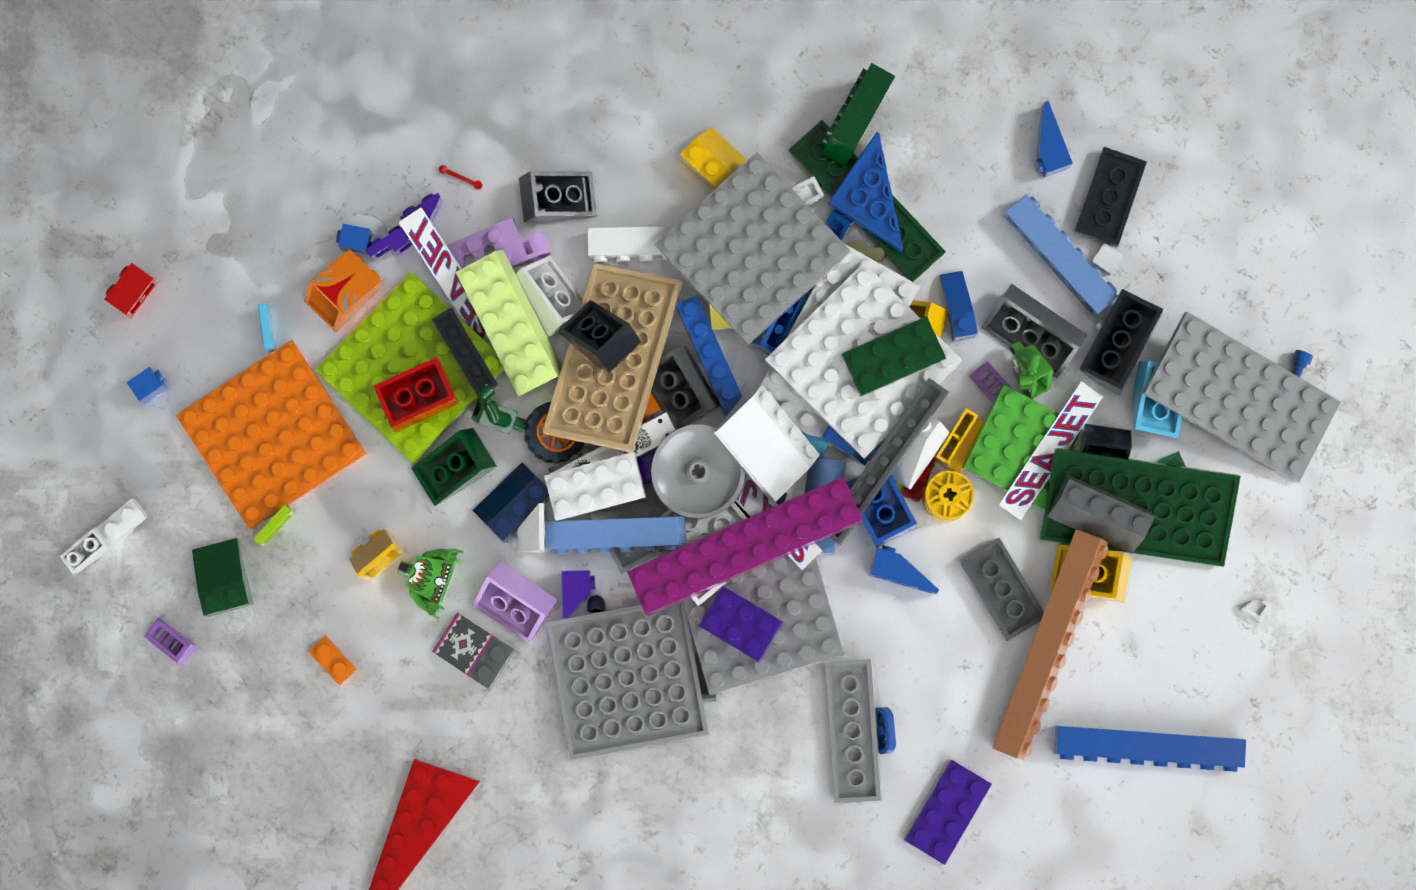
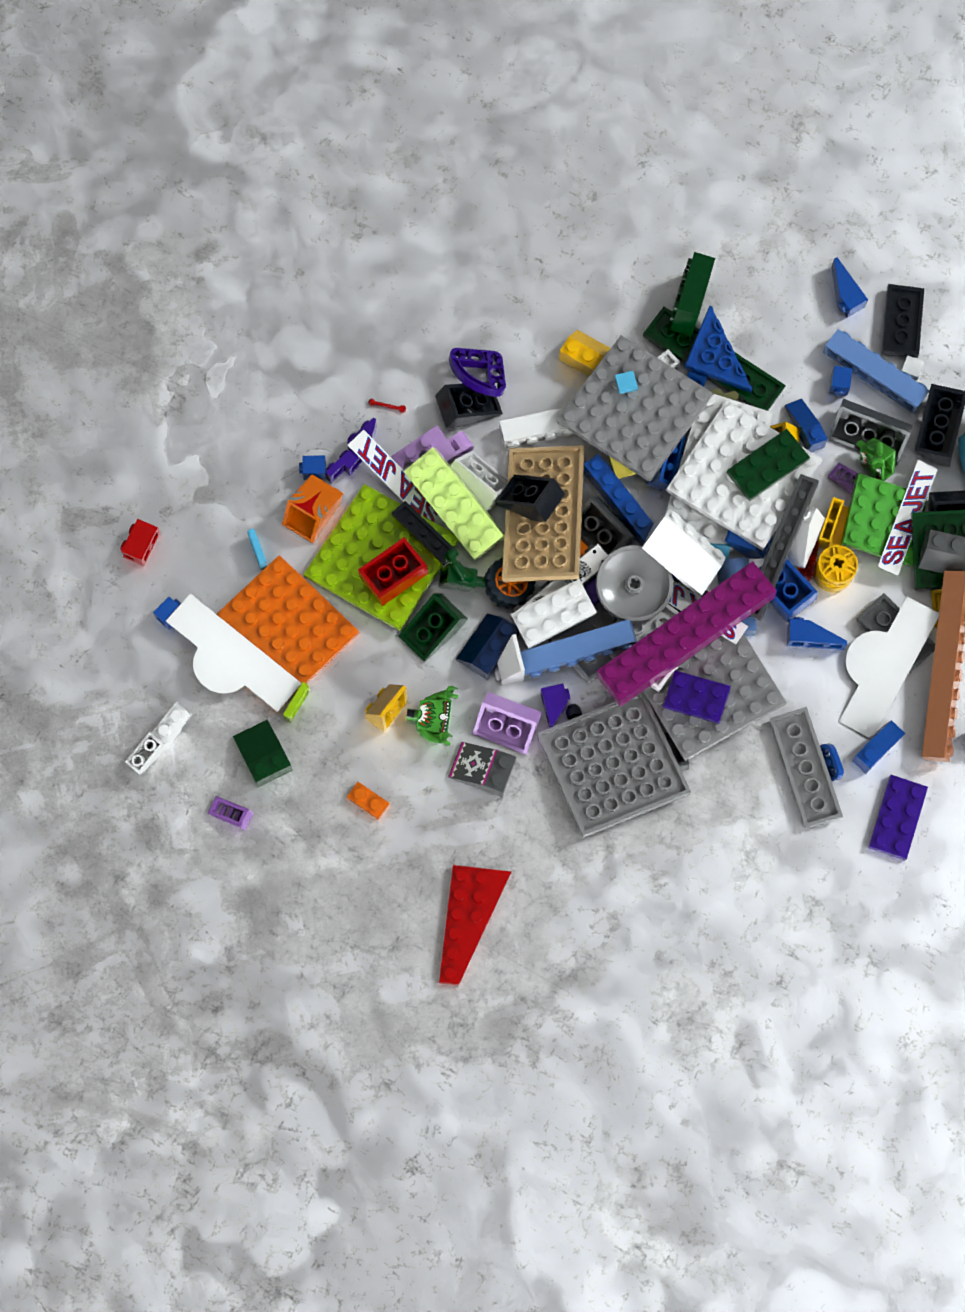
camera: 15 degrees left, 10 degrees down
(203, 457) = (229, 660): none -> white sticker
(588, 148) = (486, 362): none -> dark purple beam
(747, 216) = (626, 382): none -> medium azure tile
(947, 722) = (878, 747): none -> blue slope
(975, 622) = (882, 662): none -> white sticker
(1014, 259) = (840, 381): none -> blue brick

